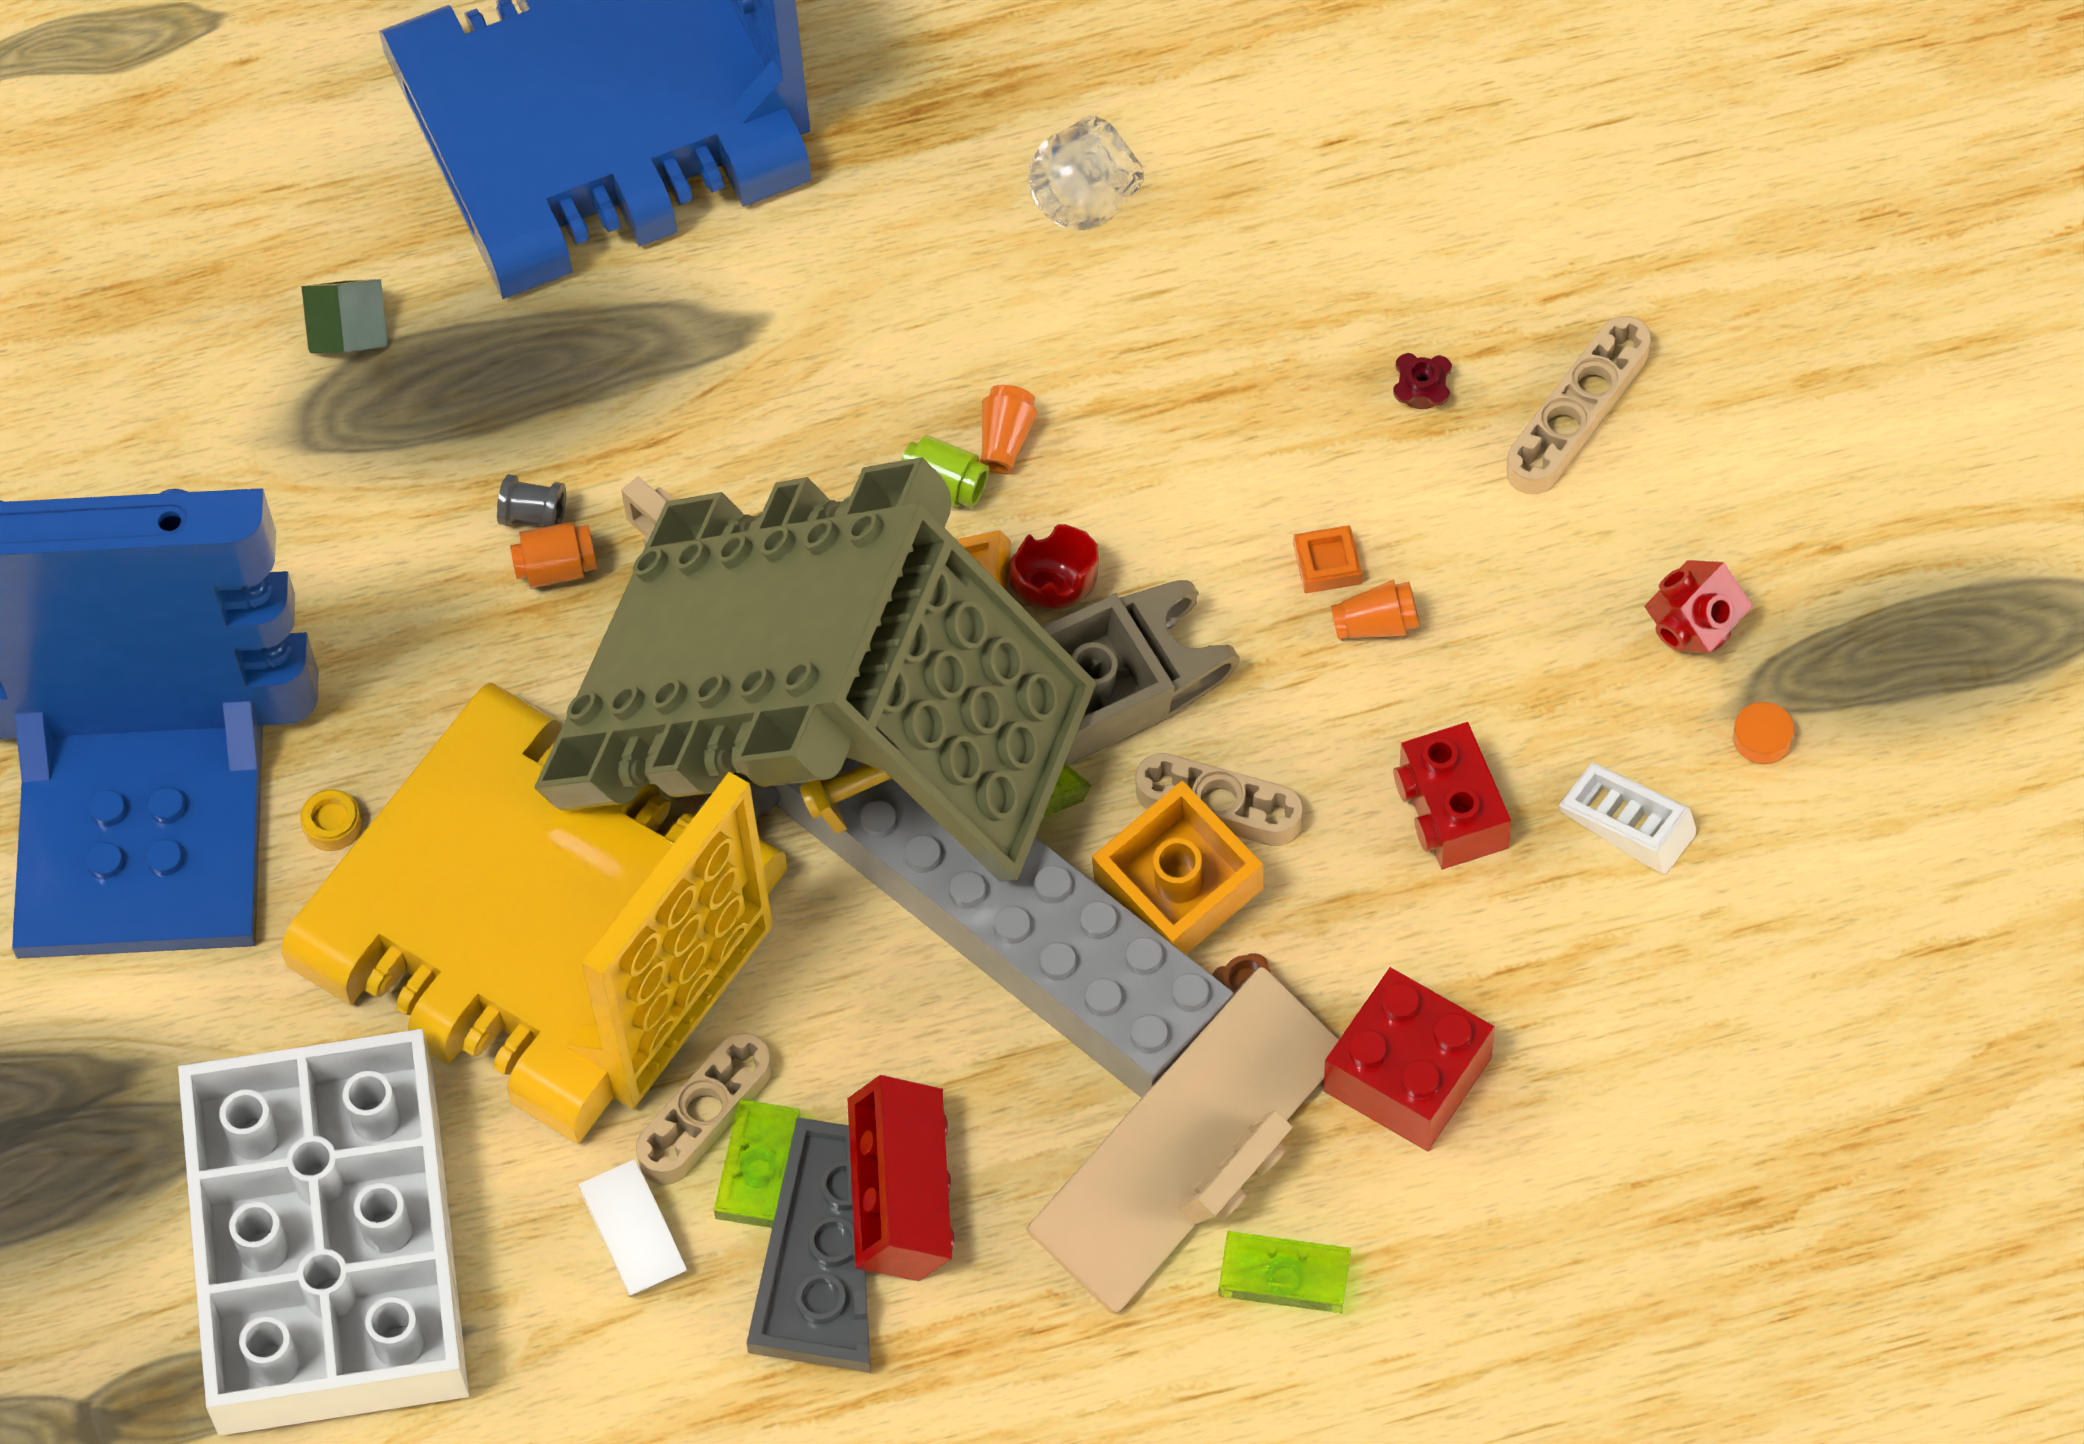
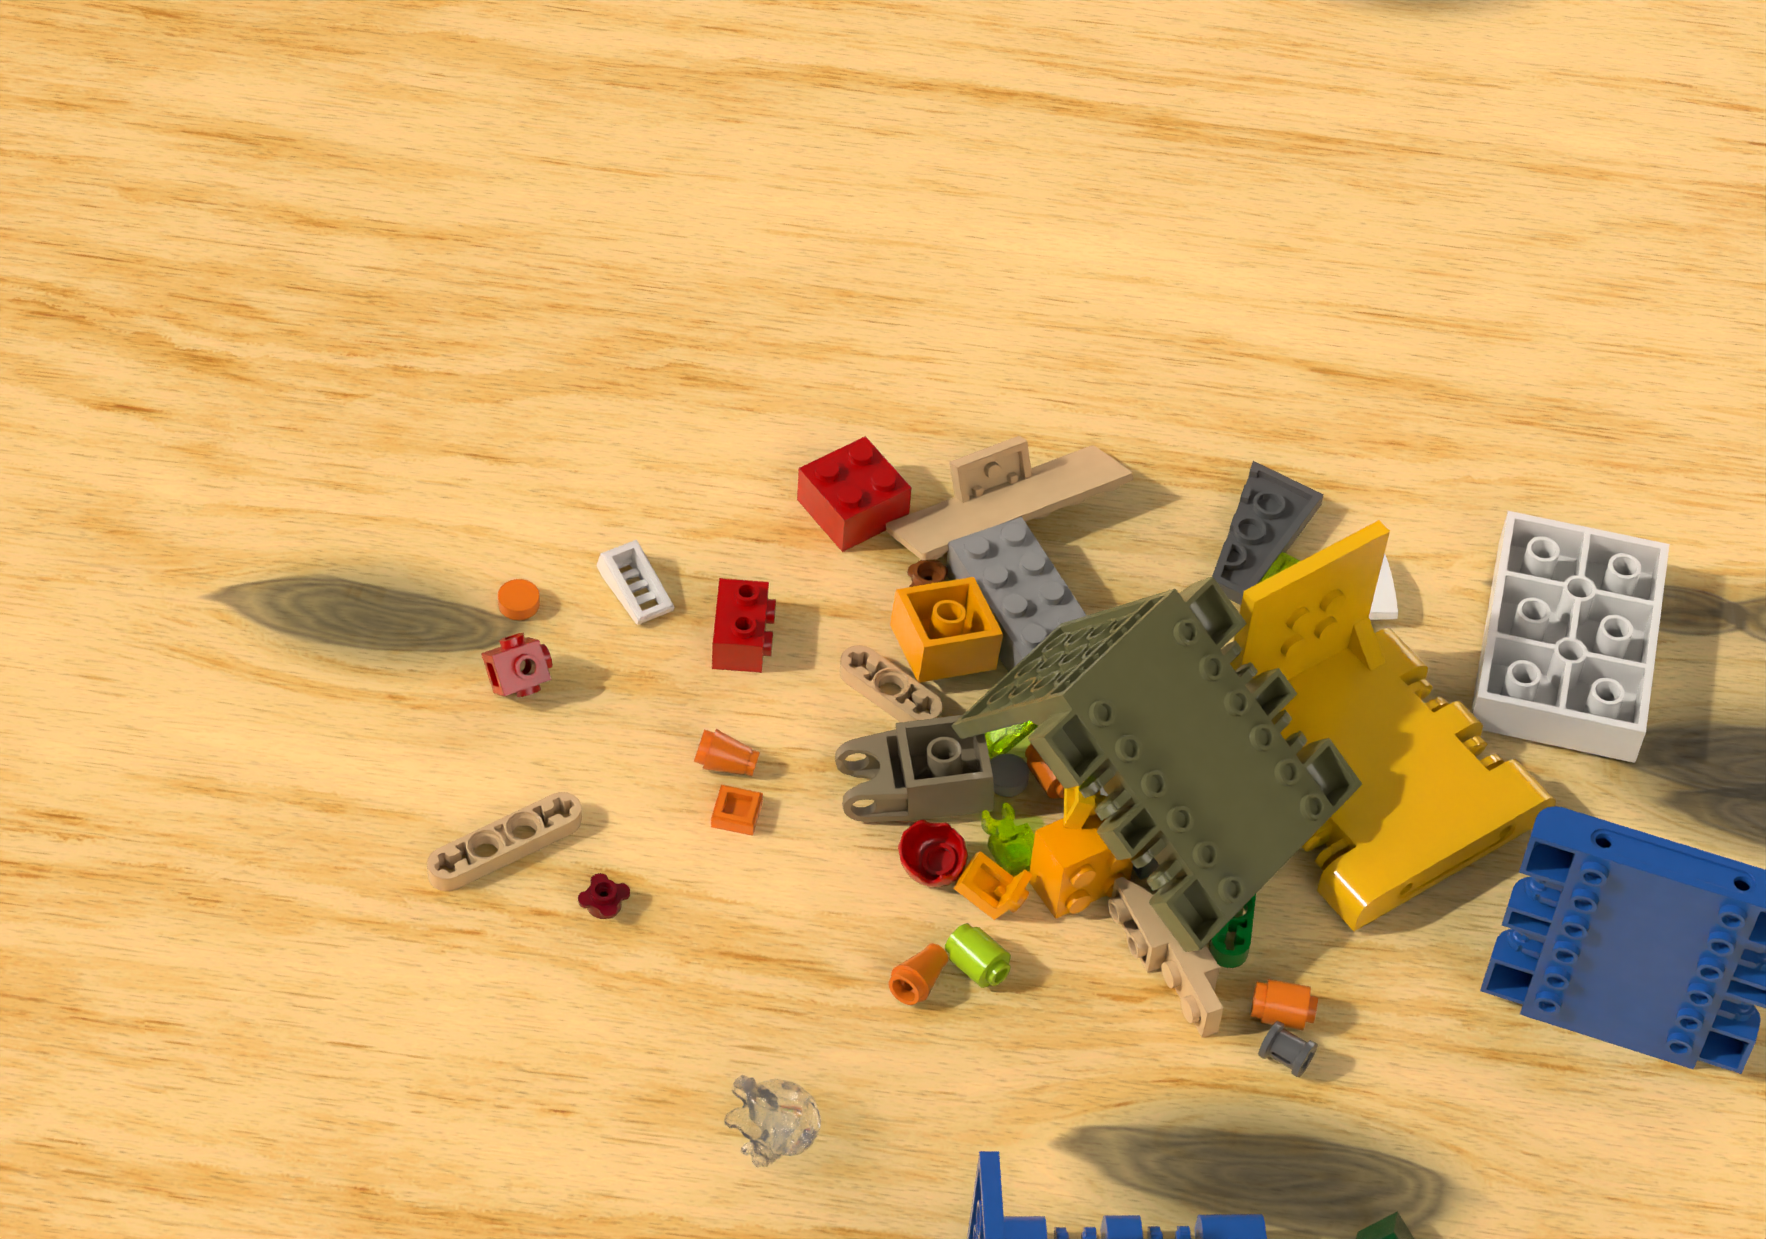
camera: 165 degrees left, 10 degrees down
(331, 820) = (1492, 897): yellow tile -> none
(899, 1178) = (1197, 534): red brick -> none
(1284, 1272) = (980, 423): clear neon green plate -> none

